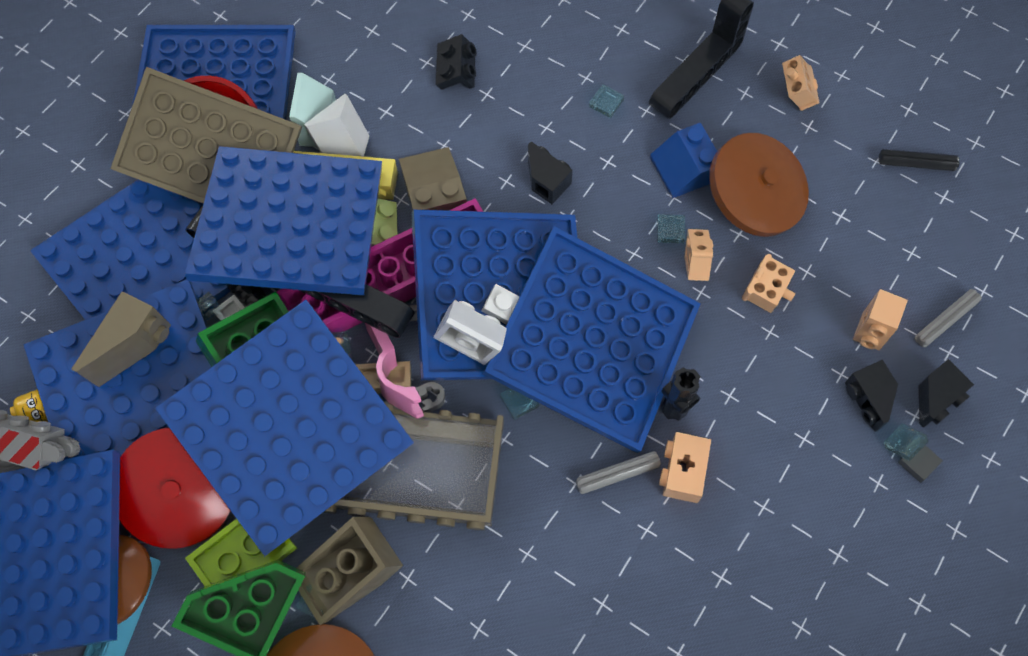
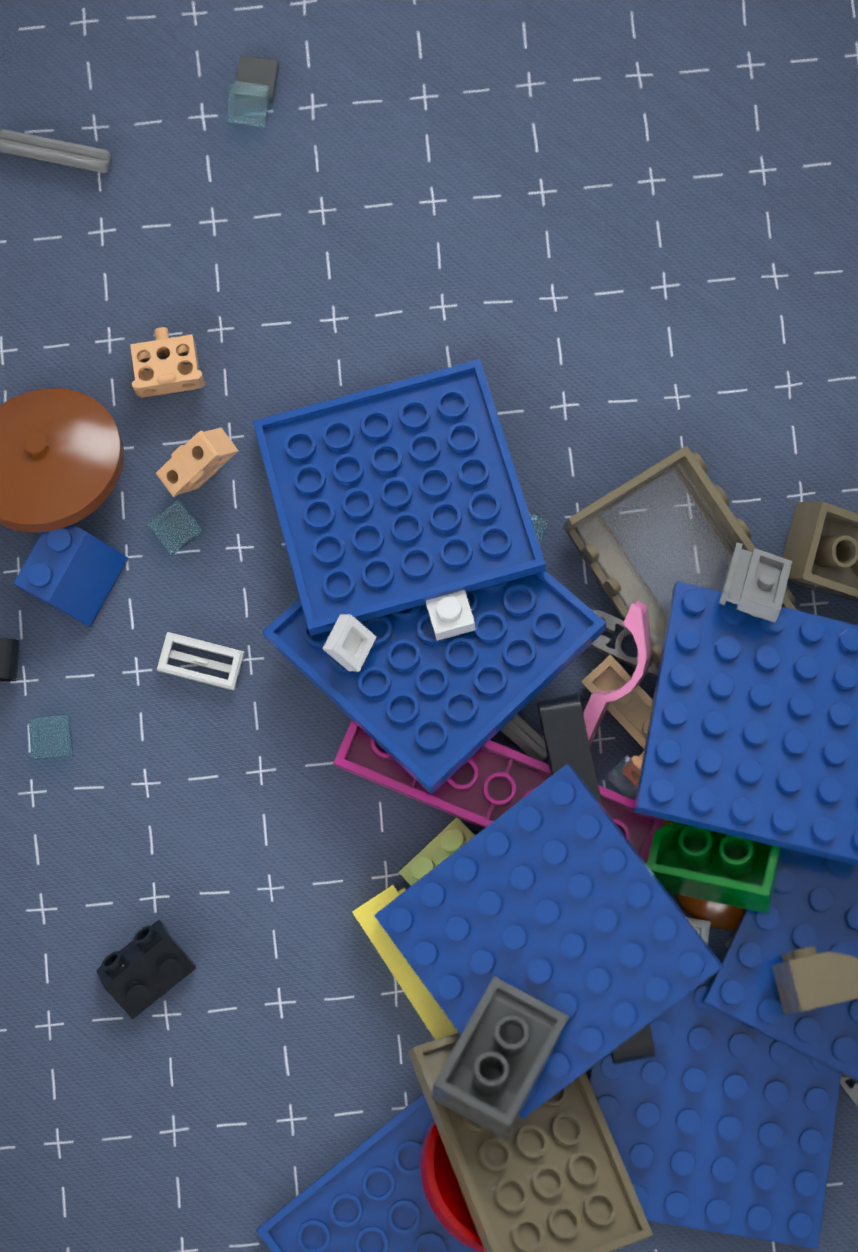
camera: 130 degrees left, 15 degrees up
(252, 145) = (499, 1057): none -> dark grey slope
(308, 100) = (363, 1073): light aqua slope -> none
(339, 129) = (369, 1011): white slope -> none
(373, 484) = (756, 582): none -> light grey plate
(433, 180) = (338, 850): dark tan slope -> none
(471, 332) = (517, 606): white slope -> none
(528, 238) = (349, 642): none -> white plate
(547, 174) = (221, 723): black slope -> none
(571, 203) = (233, 670): none -> white tile
(618, 472) = (519, 368): light grey axle -> none
(681, 393) = (395, 349): black piece -> none
(693, 452) = (472, 285): light nougat brick -> none
(874, 392) = (214, 168): black slope -> none
(880, 320) = (129, 211): light nougat brick -> none
(940, 390) = (161, 103): black slope -> none

